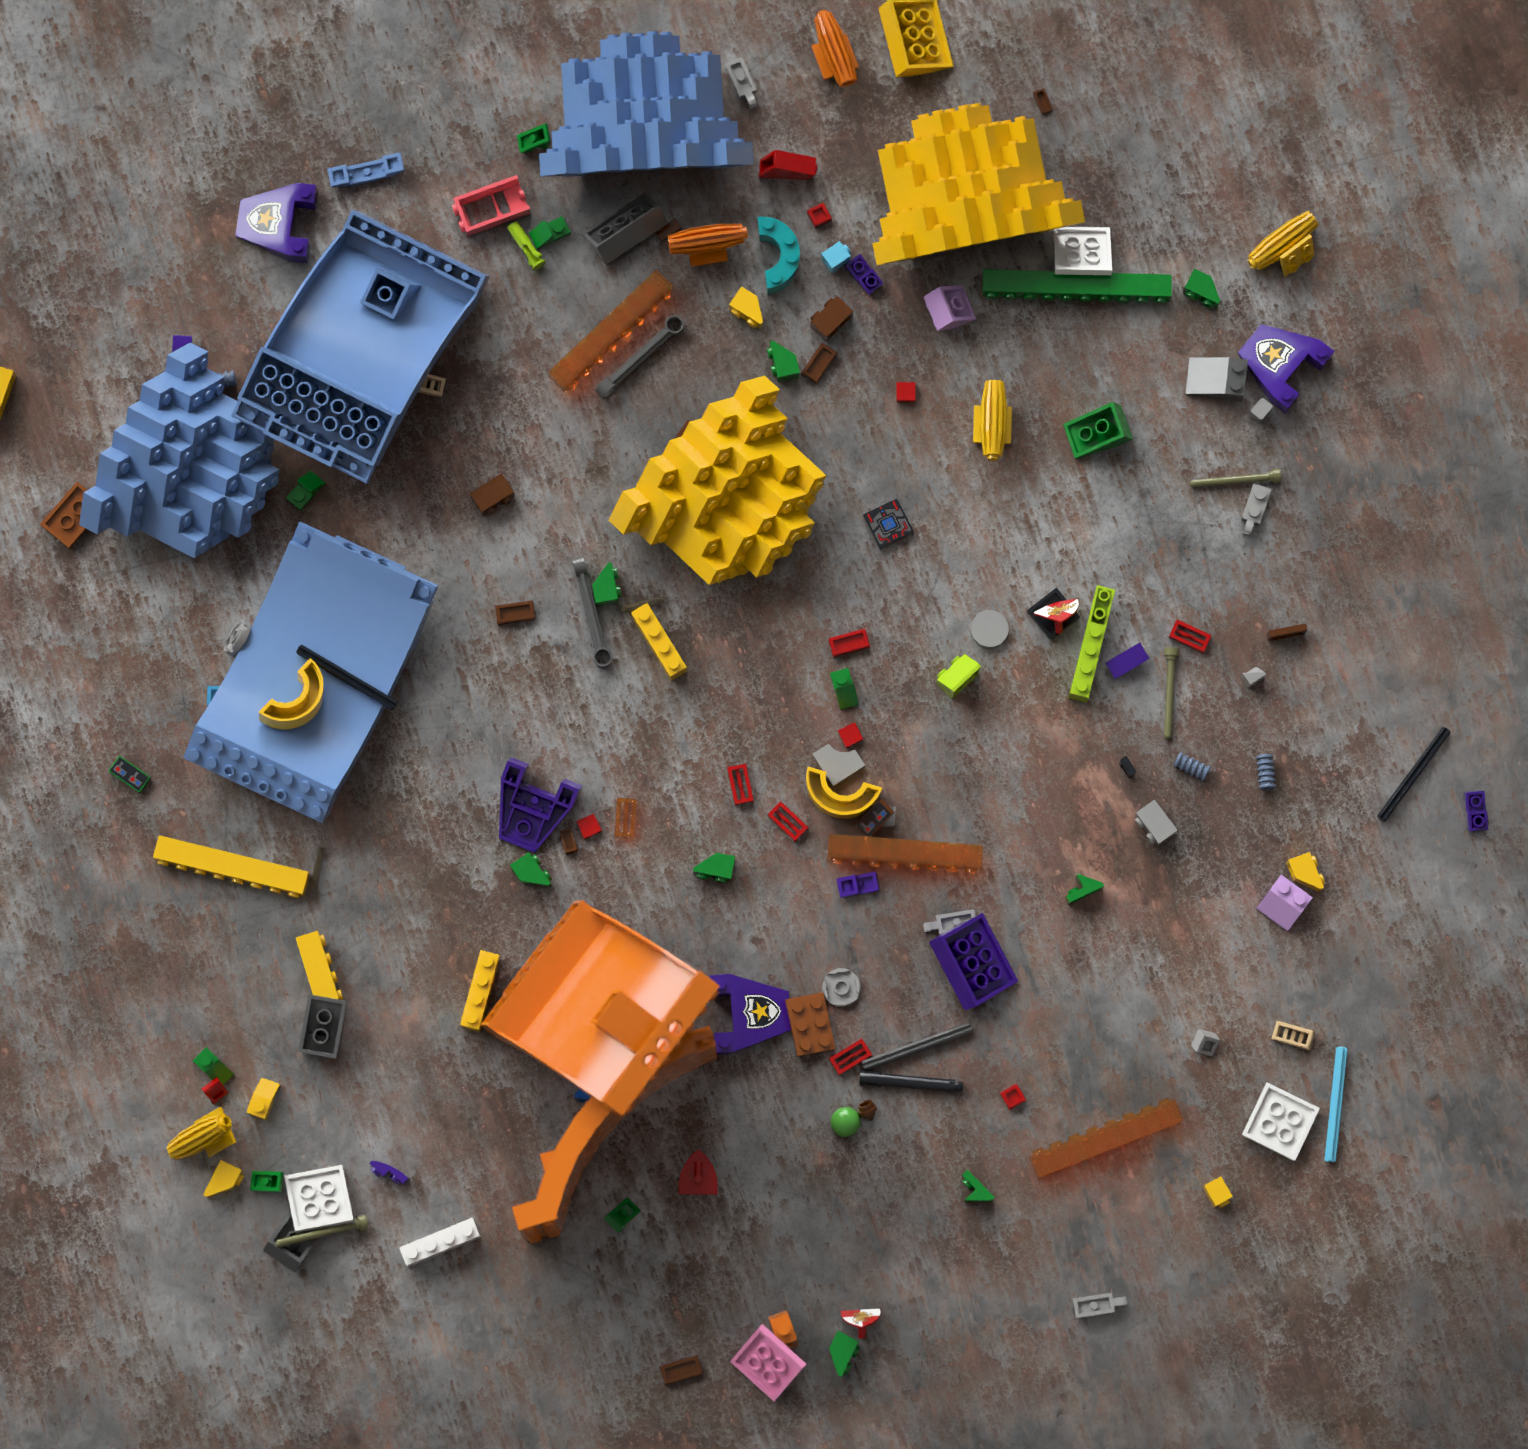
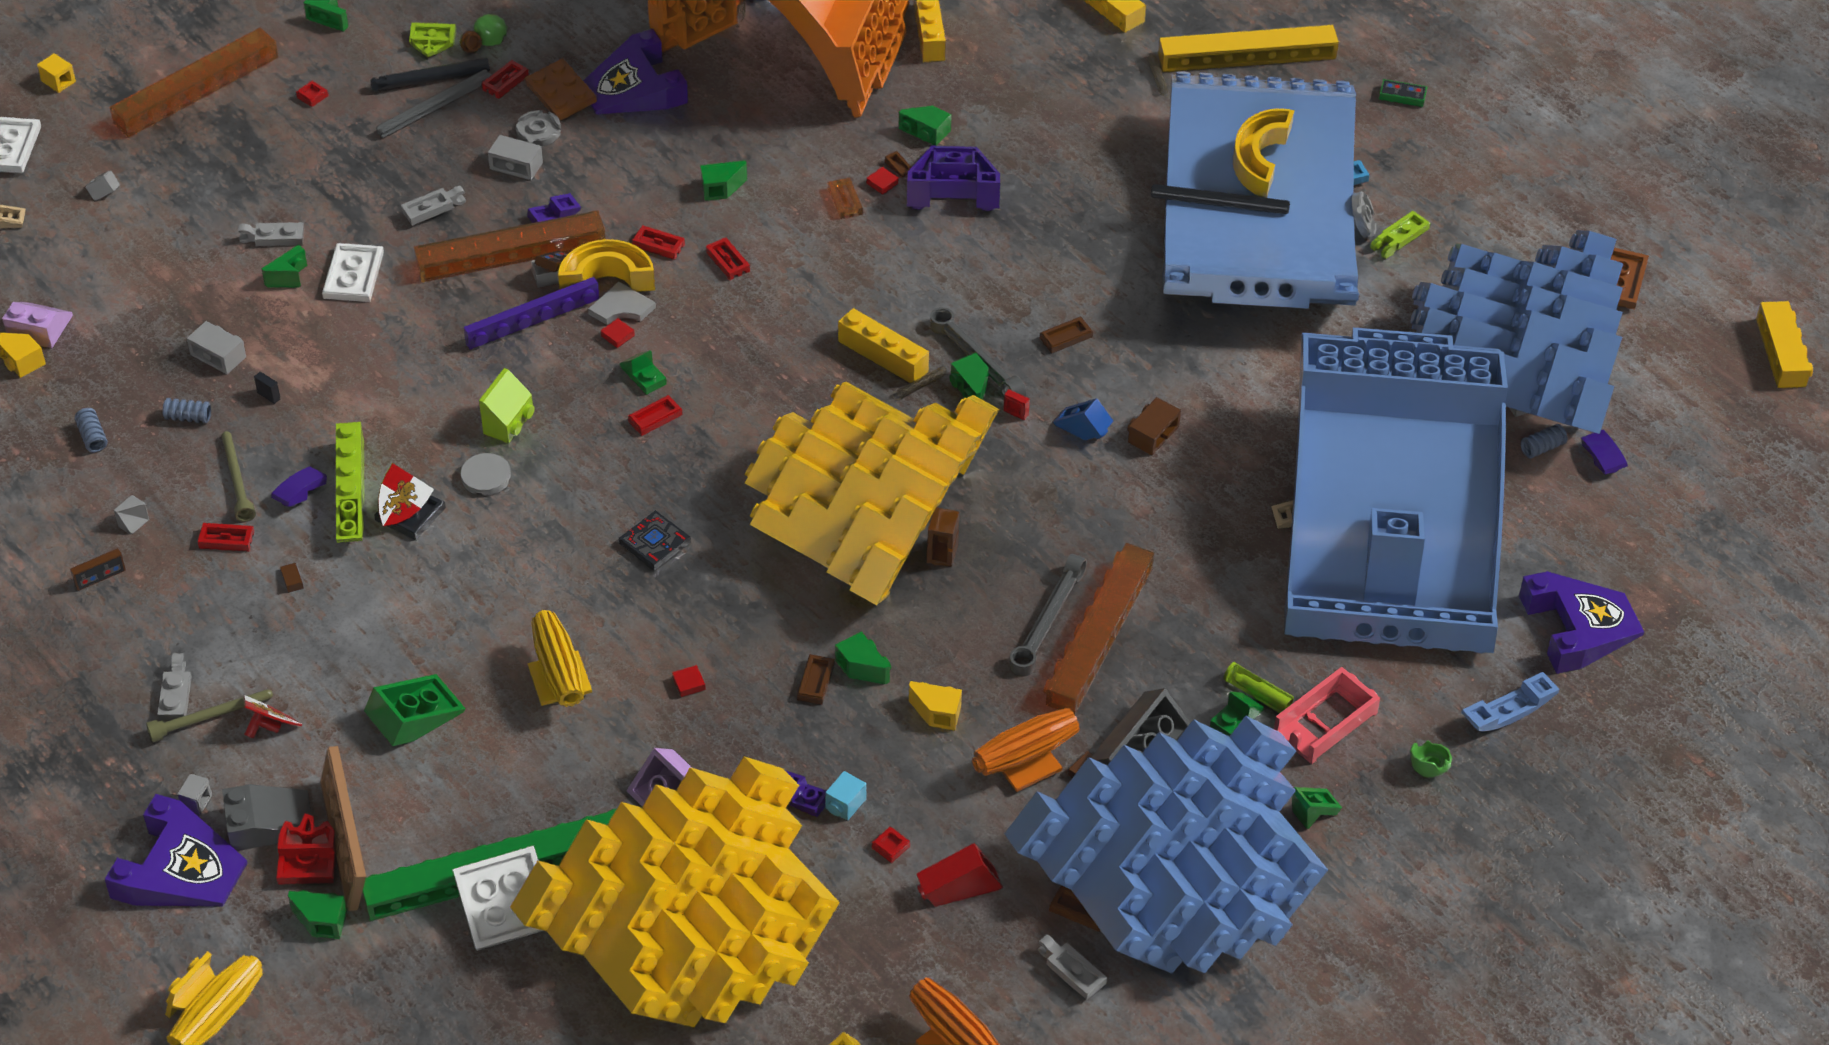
camera: 160 degrees right, 30 degrees down
(213, 619) = (1400, 234): none -> lime hinge
(441, 146) = (1430, 759): none -> bright green hair
(541, 519) = (1085, 420): none -> blue slope
(583, 550) = (1016, 404): none -> red tile
(785, 241) = (916, 786): teal brick -> none
(833, 315) = (821, 725): reddish brown piece -> none
(870, 952) = (515, 157): none -> light grey brick
(896, 1130) = (432, 37): none -> lime slope
(916, 771) = (531, 313): none -> dark purple plate
(973, 961) = (394, 172): dark purple slope -> none
(1032, 874) = (353, 272): none -> white tile
(1082, 937) = (273, 234): none -> light grey plate
(1151, 583) = (291, 577): none -> reddish brown piece
(1172, 340) = (341, 819): none -> medium nougat tile
(1198, 458) = (258, 719): none -> red shield
(1199, 335) = (306, 853): none -> red plate

